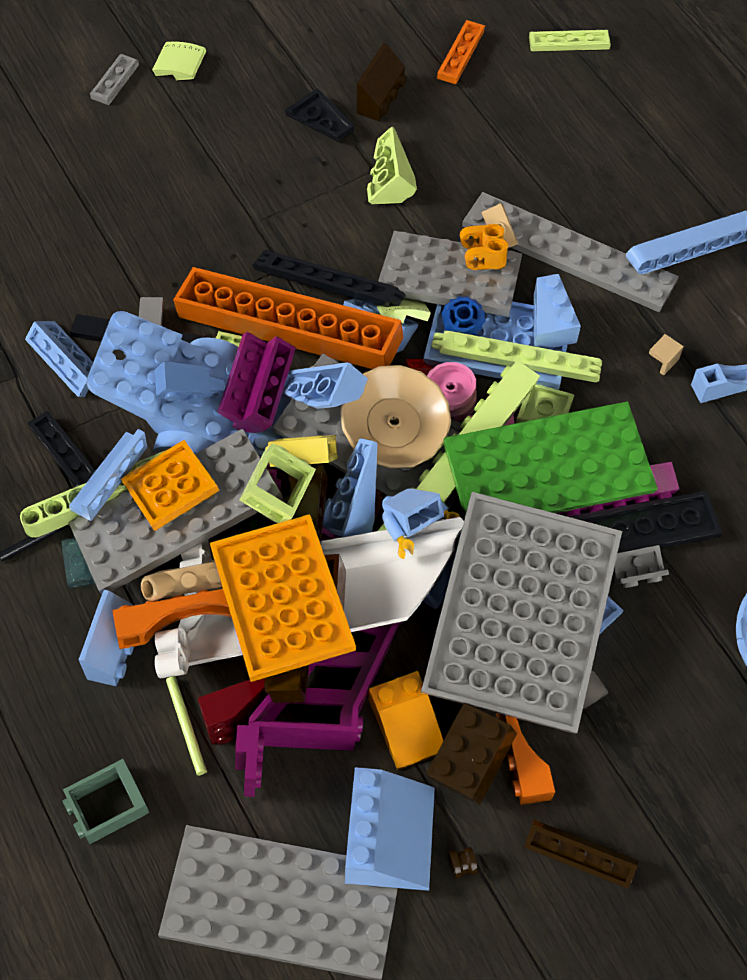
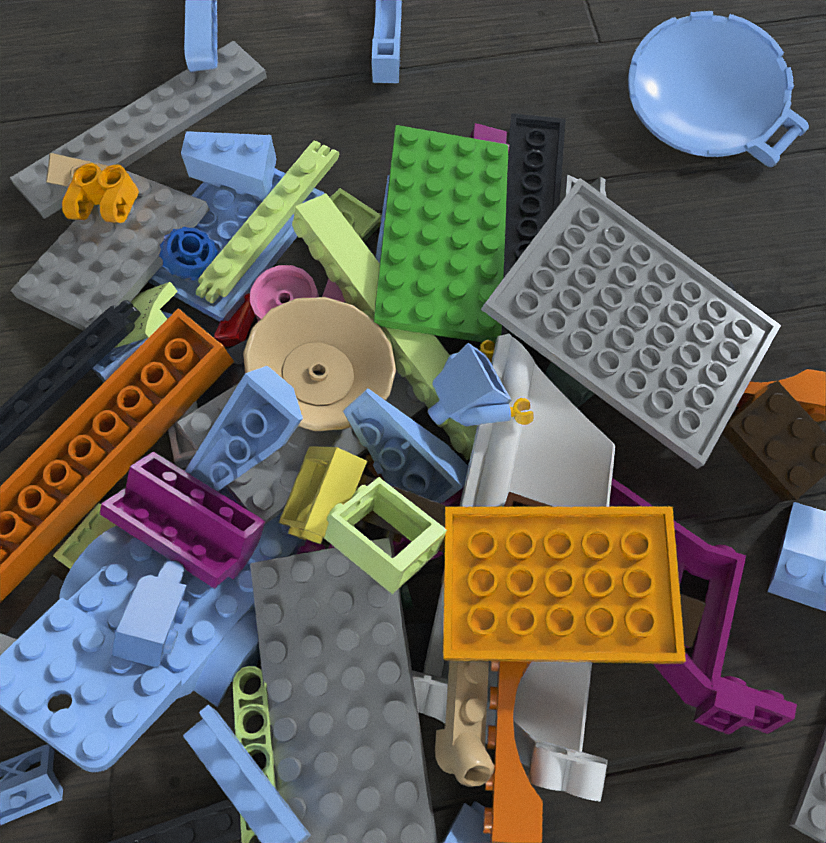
camera: 70 degrees left, 5 degrees up
(169, 485) = (307, 694): light orange plate -> none
(186, 726) = (662, 783): yellowish green bar -> none
(230, 708) = (659, 713): dark red slope -> none
(406, 720) = (708, 500): light orange slope -> none
(667, 352) = (327, 82): tan panel -> none

